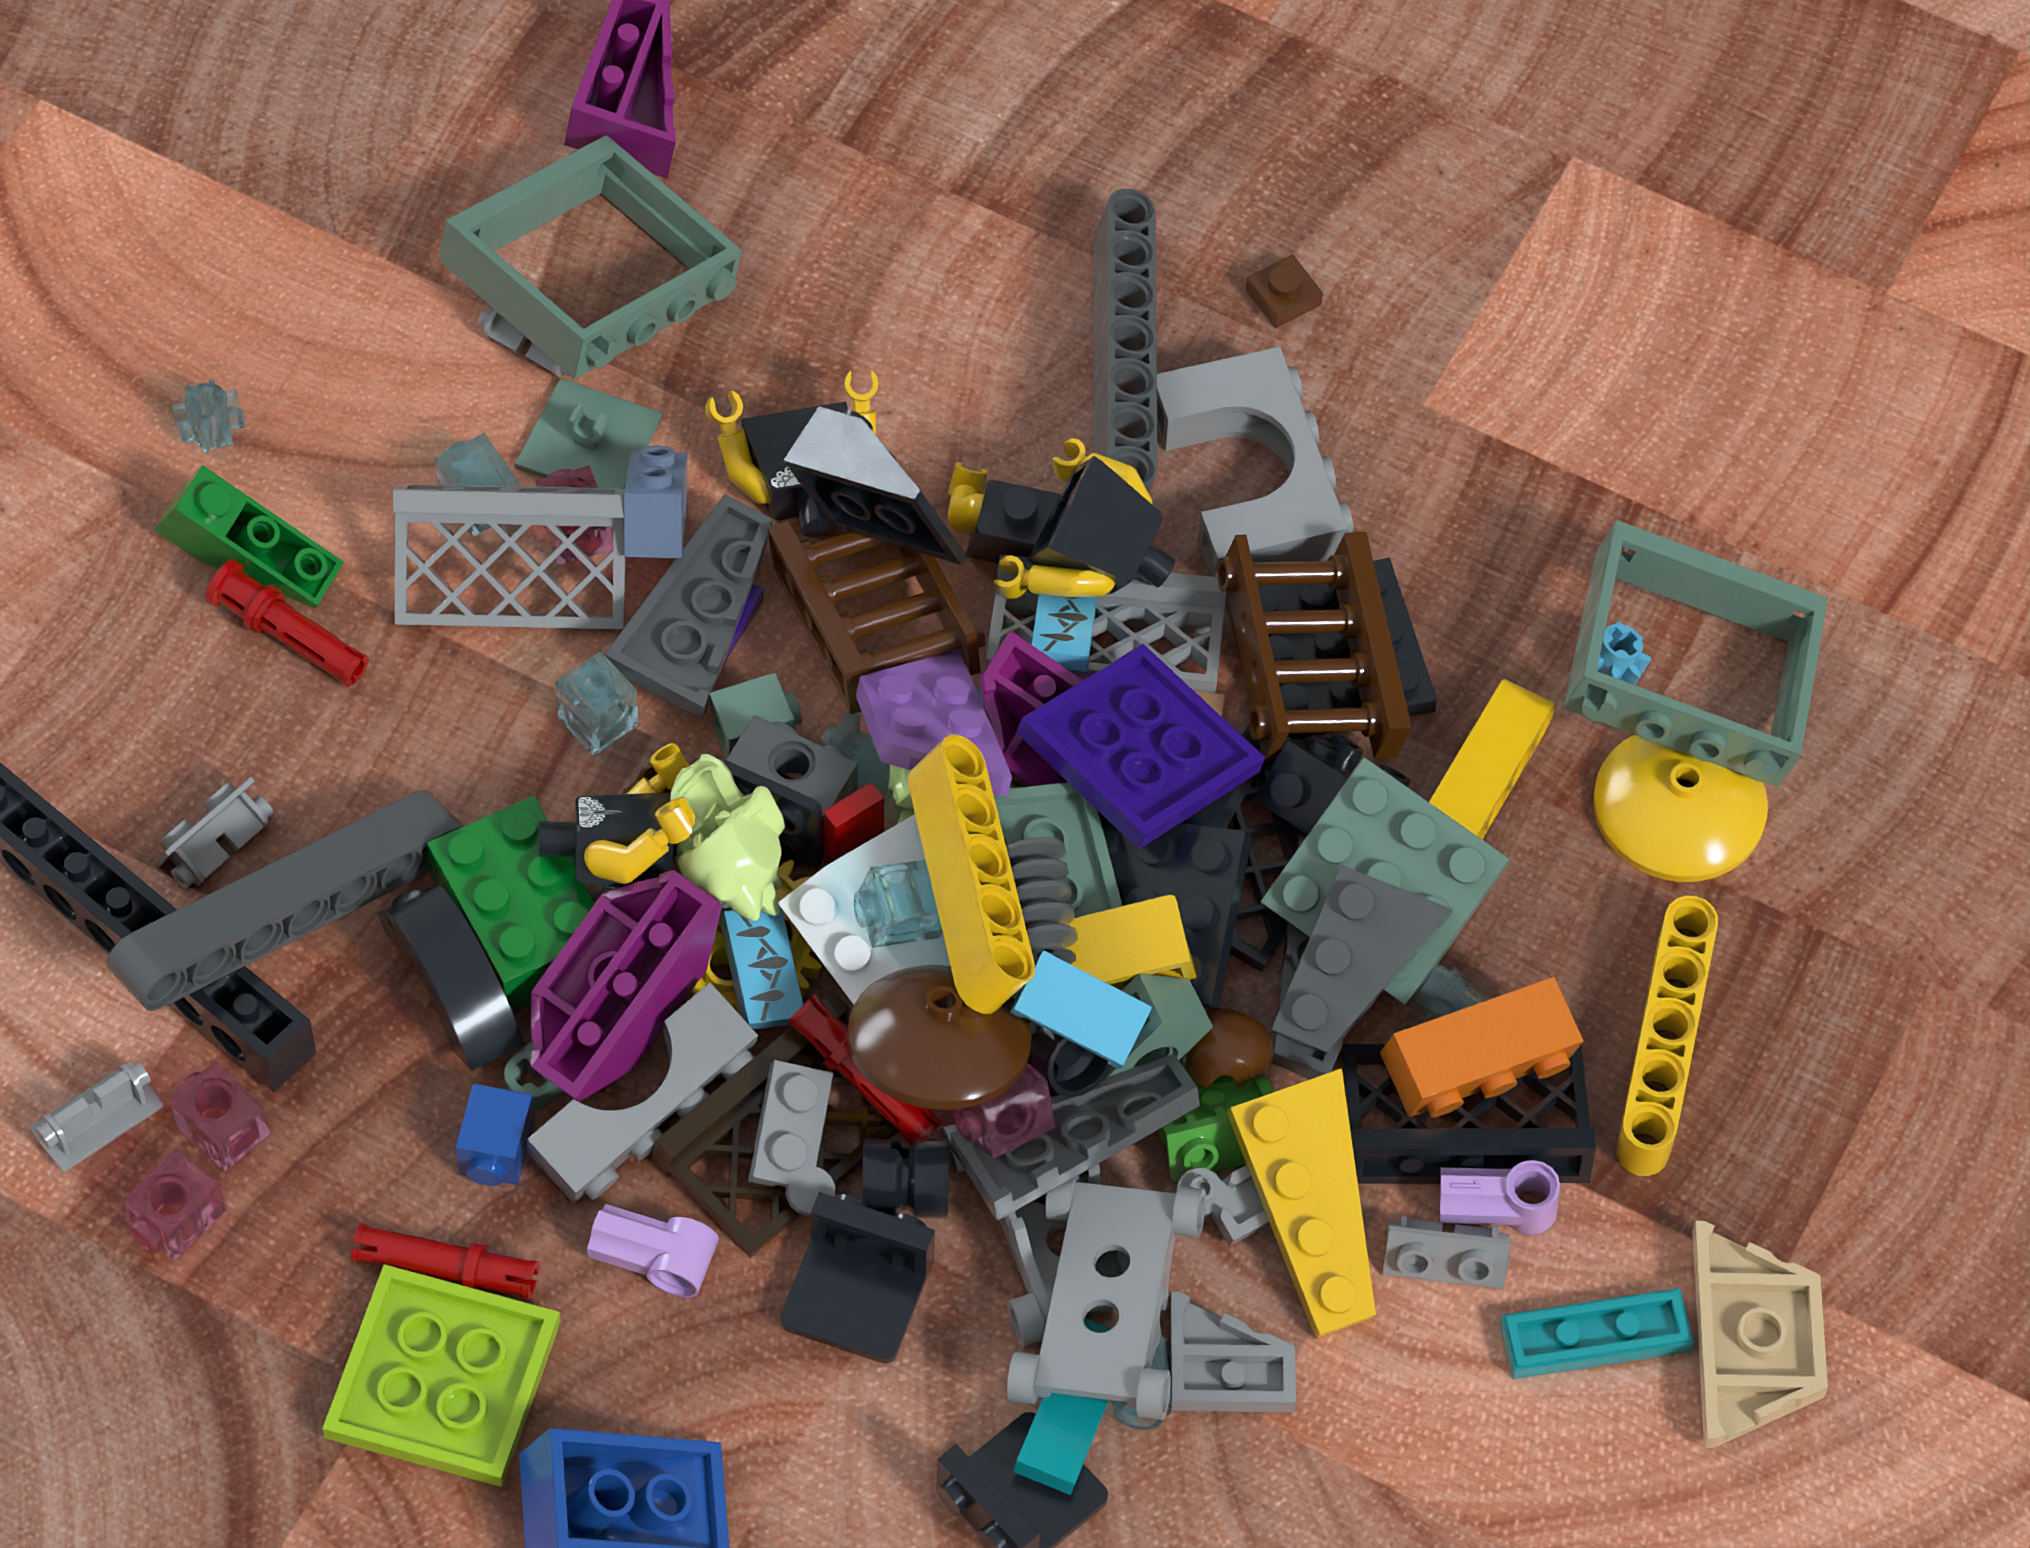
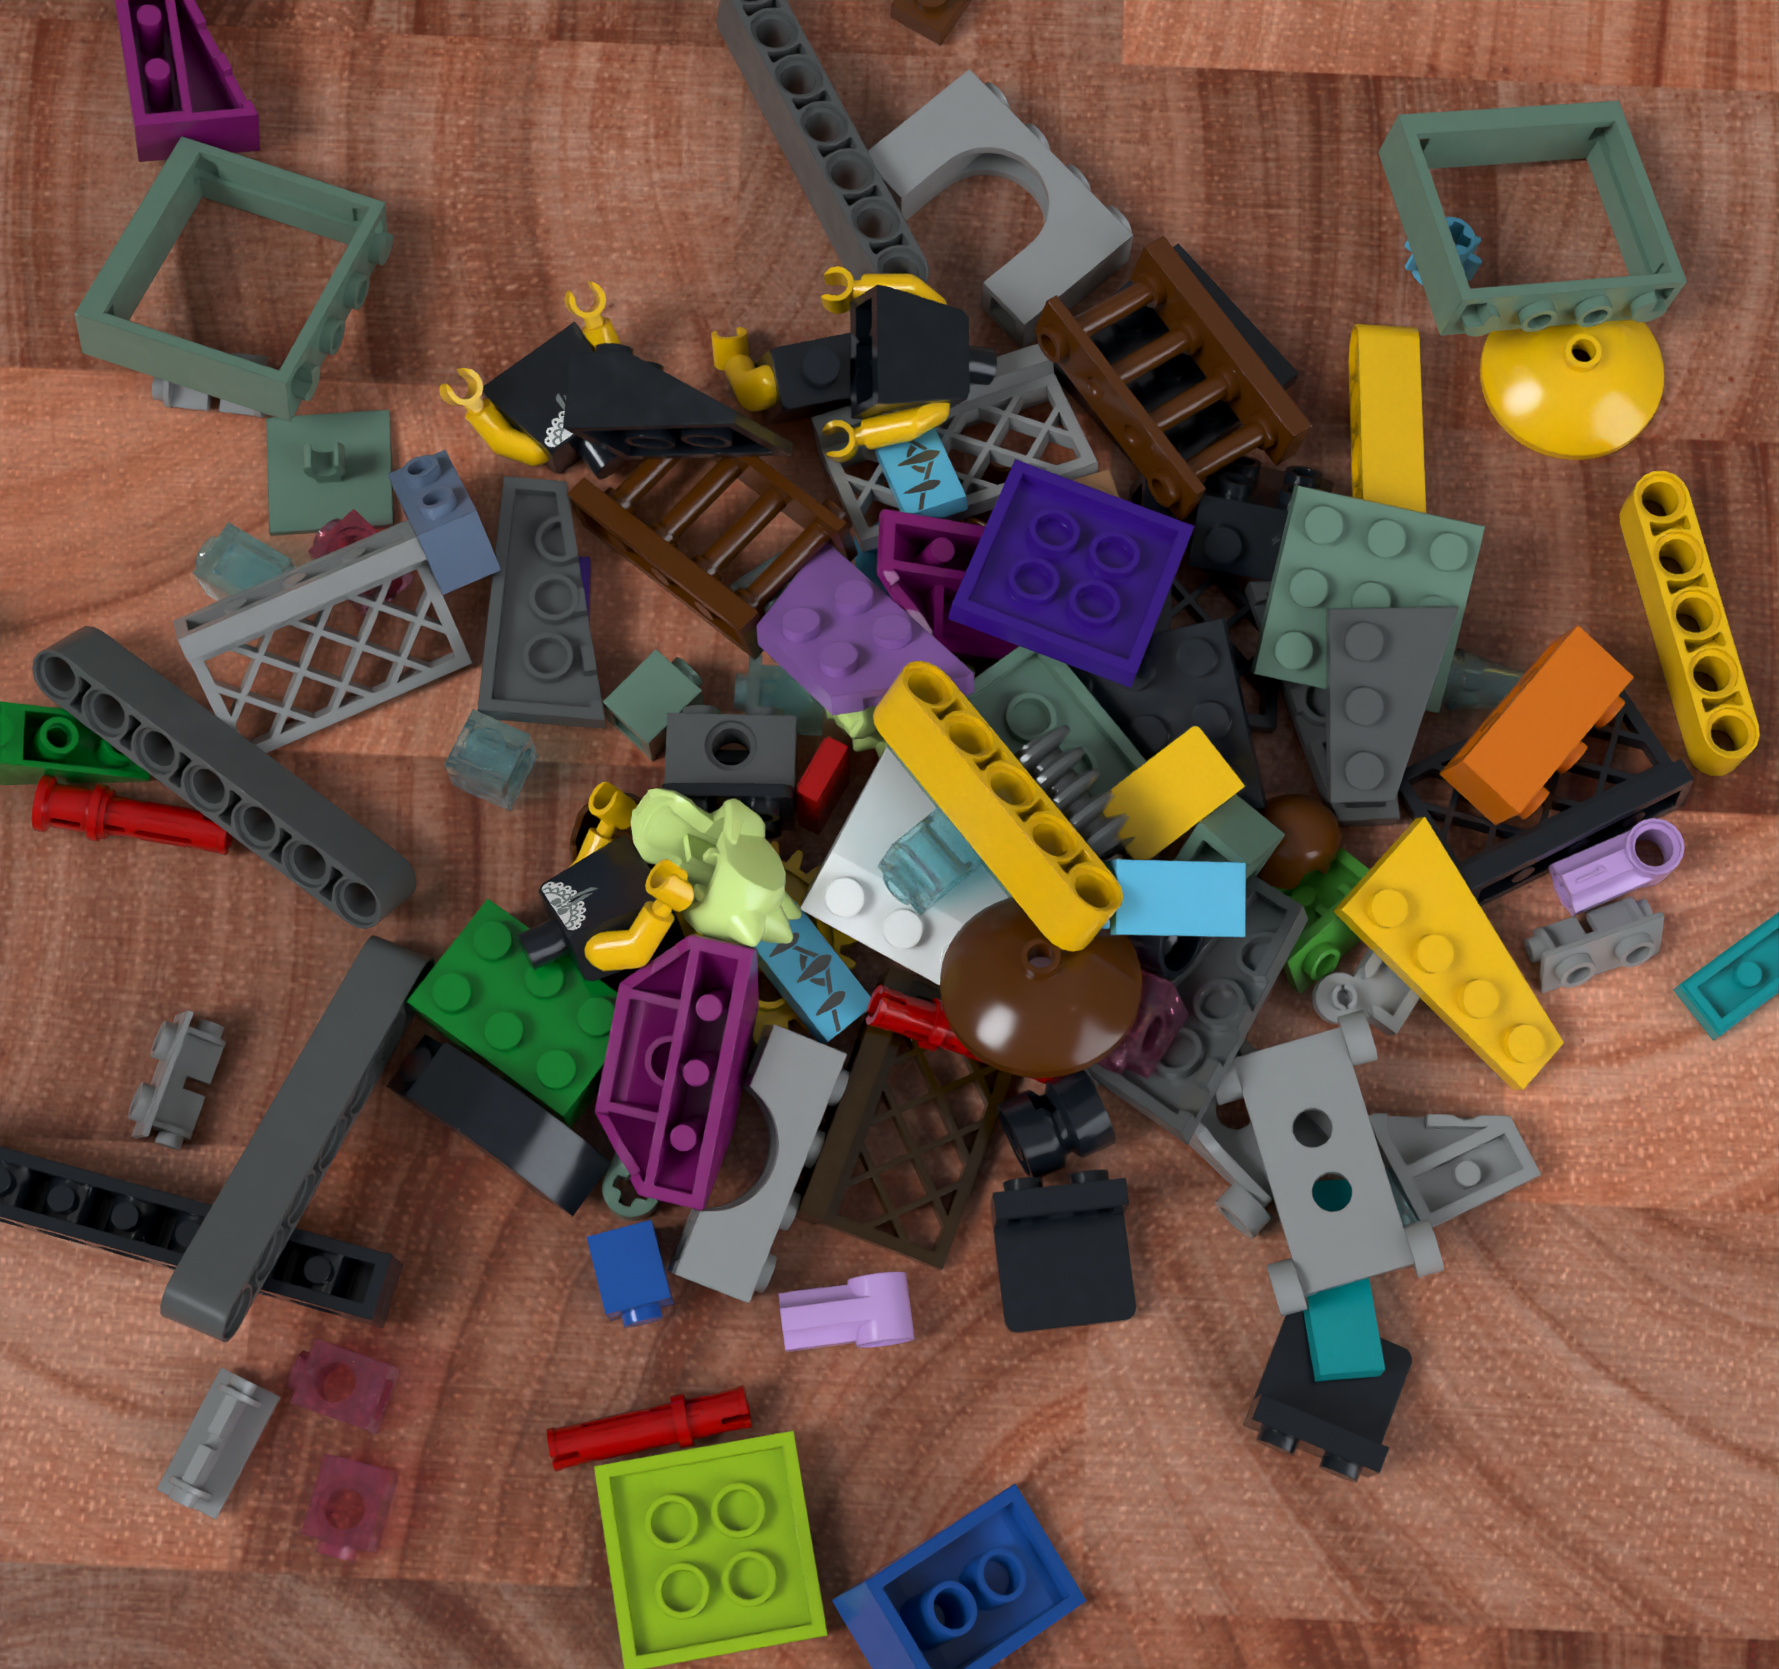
camera: 25 degrees left, 15 degrees up
(377, 622) = (225, 776): none -> dark grey beam
(792, 1134) = (926, 1136): light grey hinge -> none

